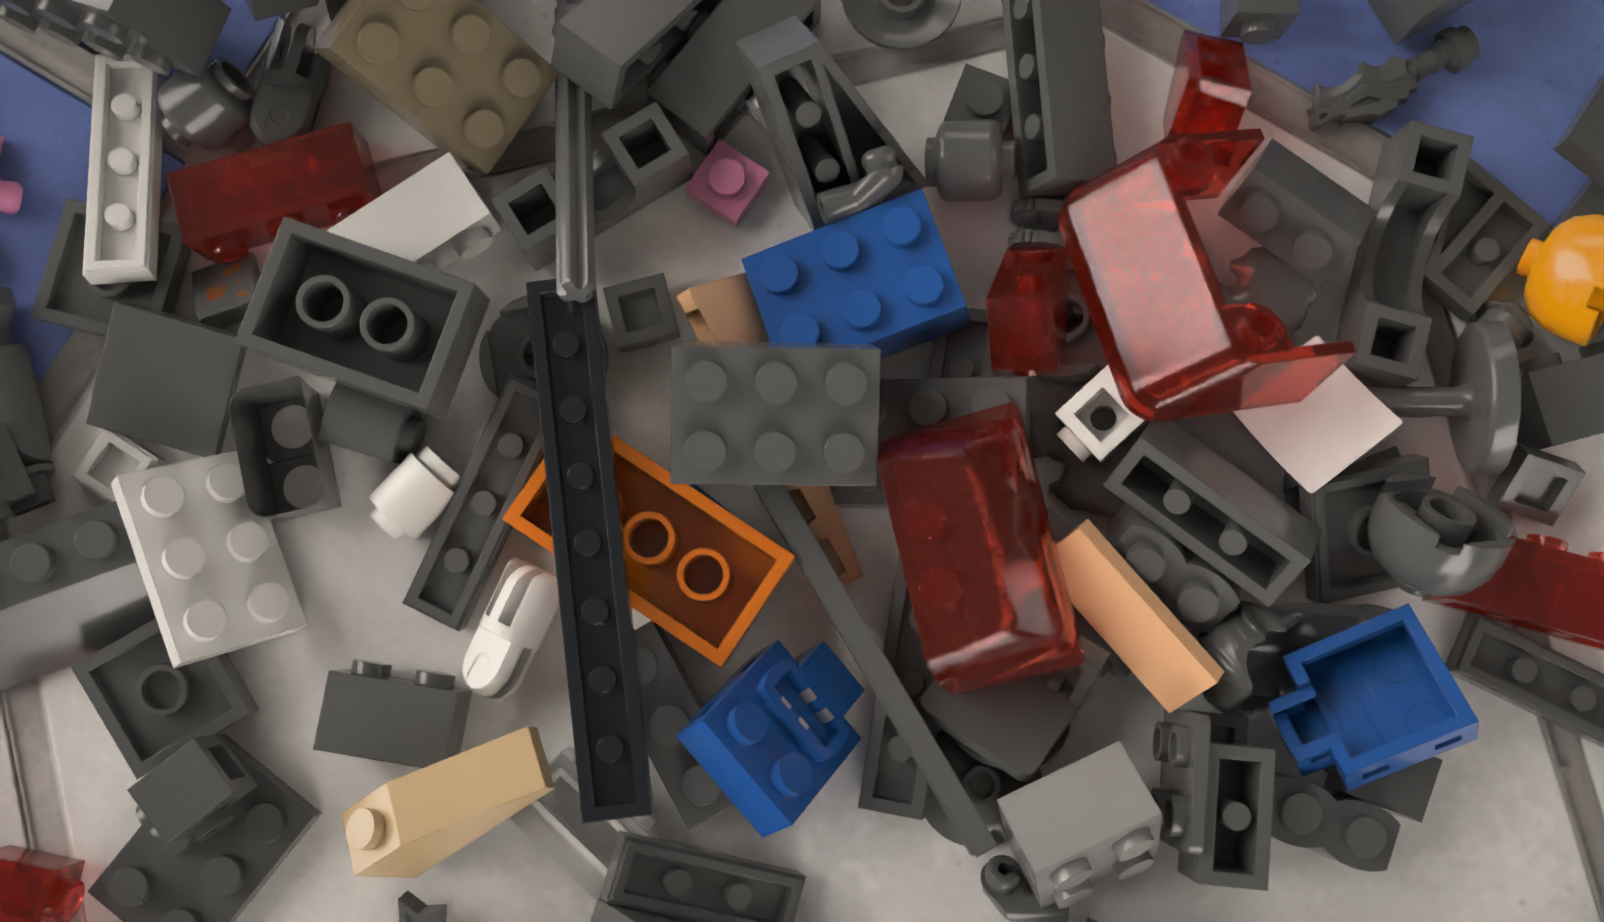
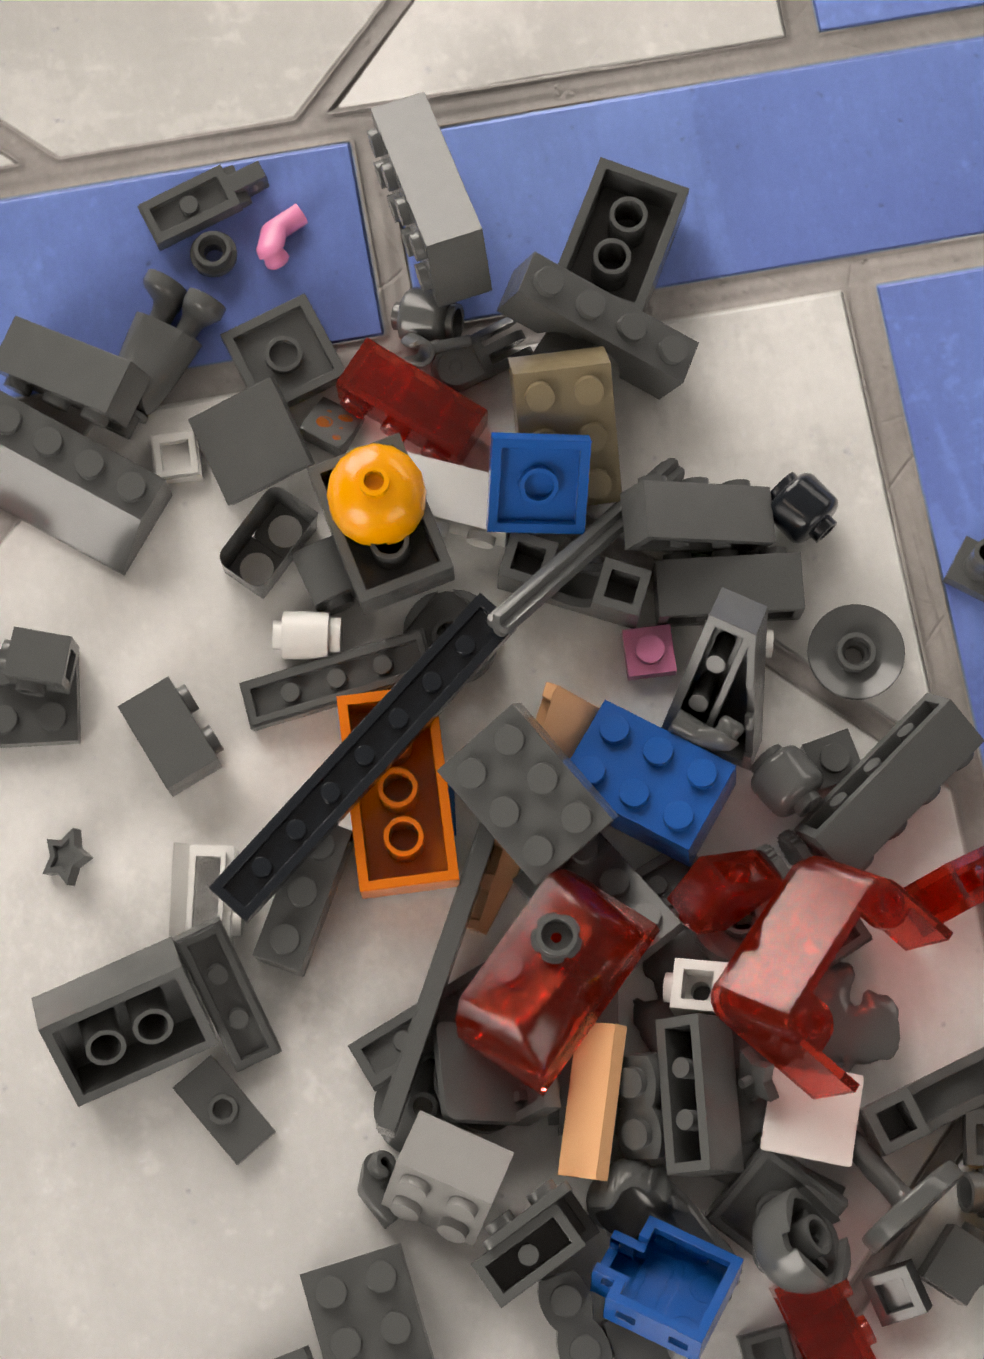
camera: 50 degrees right, 5 degrees down
(123, 174) = (346, 312): white tile -> none
(157, 707) = (79, 594): dark grey plate -> none
(206, 558) = (172, 553): white plate -> none
(235, 120) = (430, 348): none -> dark grey hand
(325, 293) = (376, 494): none -> light orange cylinder
(445, 806) = (148, 807): tan slope -> none
(466, 127) = (538, 483): none -> blue plate
(511, 630) = (277, 757): white arm -> none
(641, 312) = (526, 670): dark grey plate -> none
(776, 732) = (351, 957): blue piece -> none
(962, 493) = (564, 926): none -> dark grey plate
(1238, 436) = (755, 1076): none -> dark grey piece
(1297, 213) = (931, 1002): dark grey brick -> none

